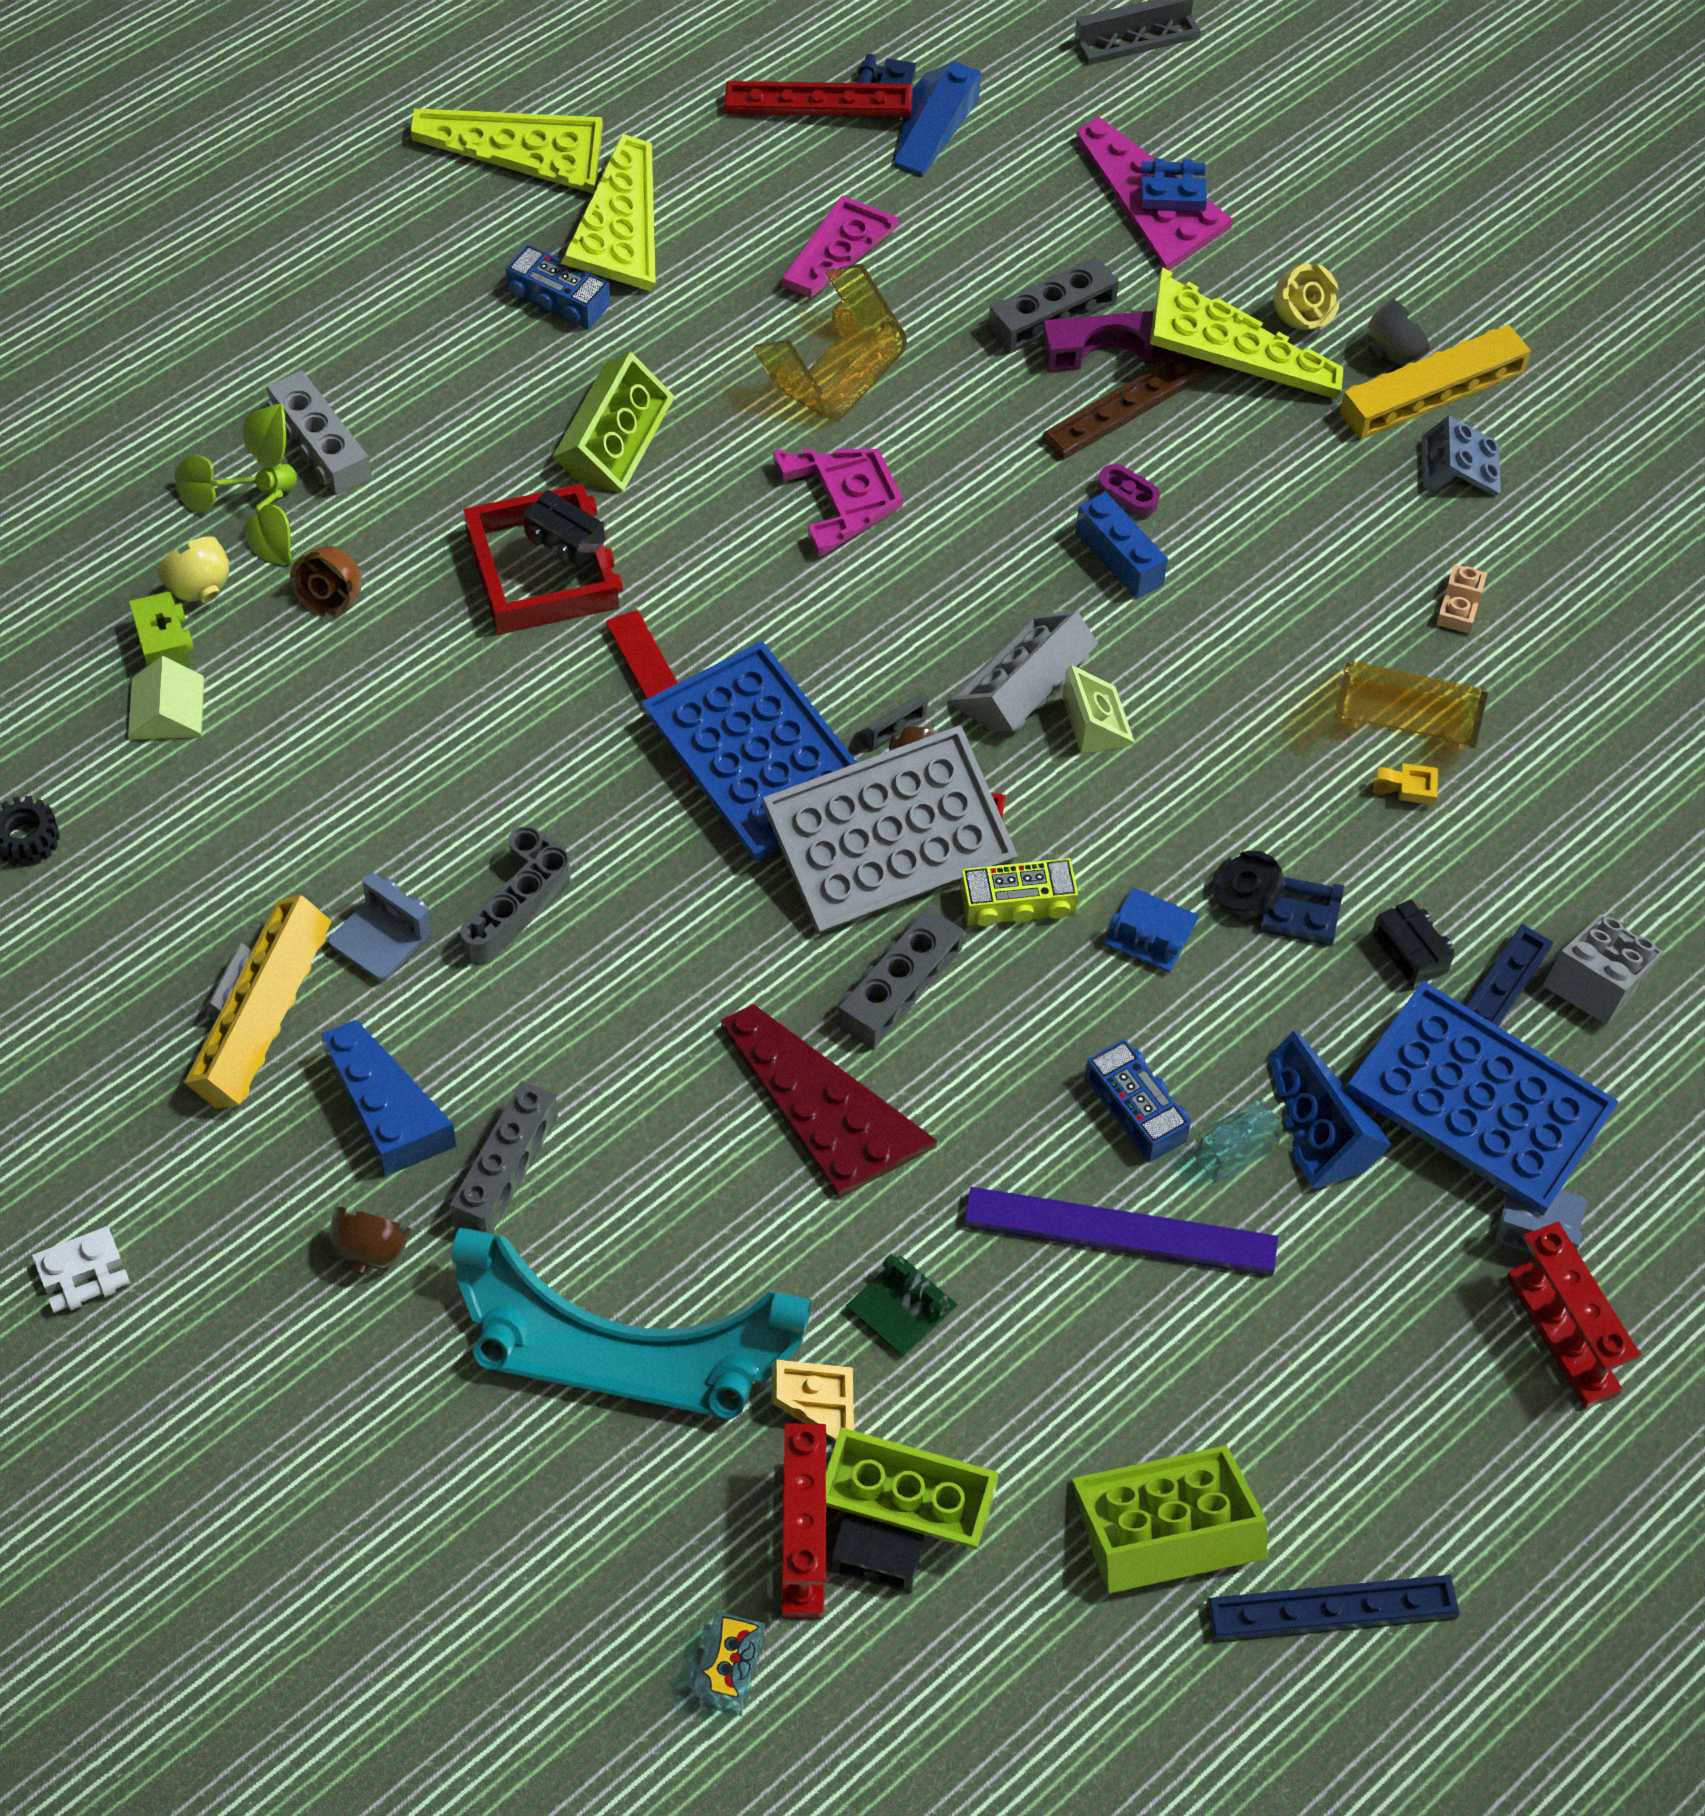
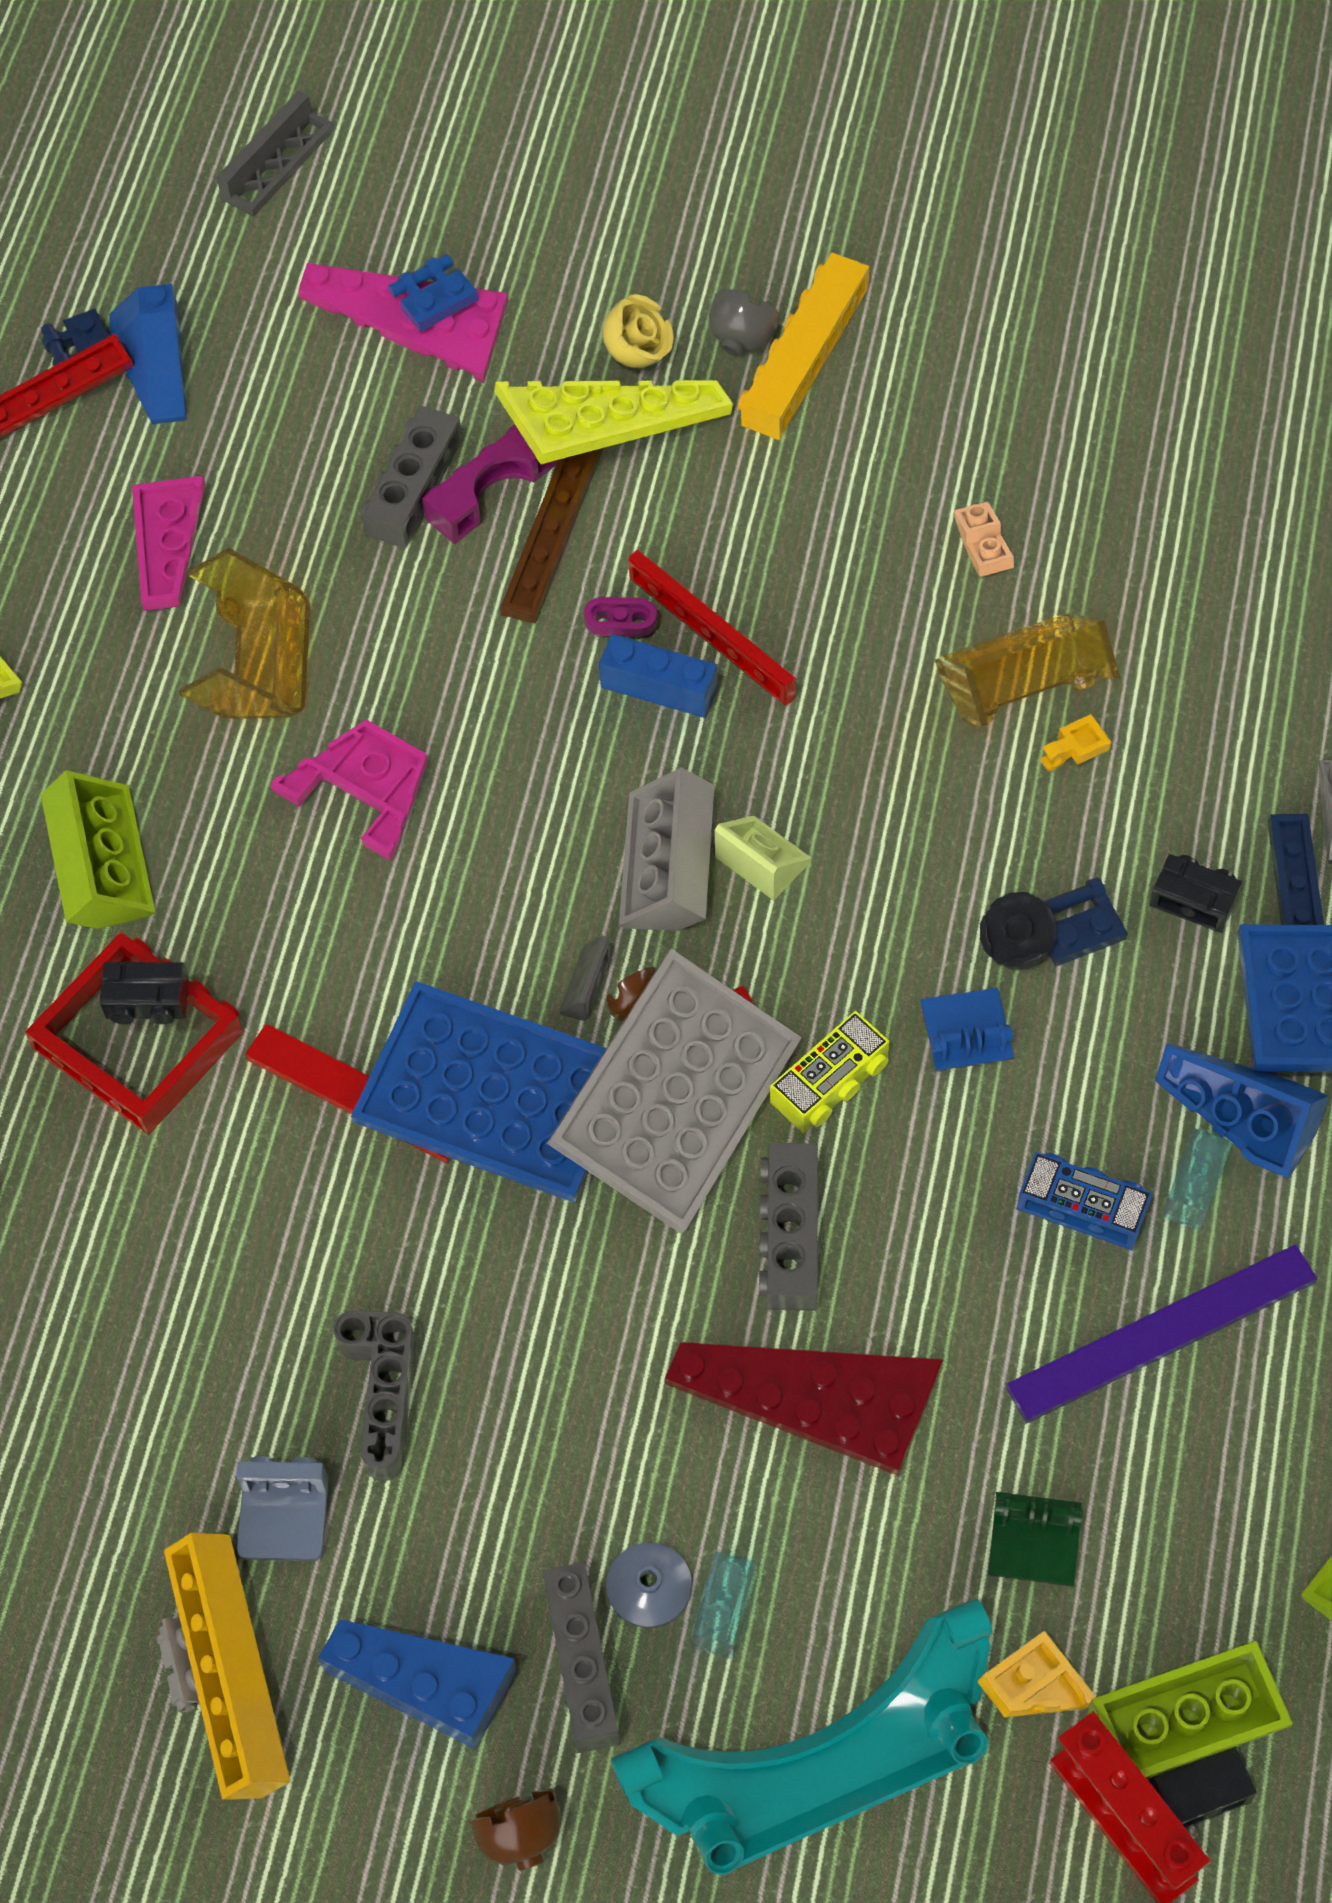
camera: 30 degrees left, 5 degrees up
(601, 1164) = (655, 1604): none -> sand blue dish
(633, 1194) = (723, 1605): none -> clear light blue brick
(1191, 537) = (712, 628): none -> red tile
(1460, 451) = (878, 402): sand blue bracket -> none

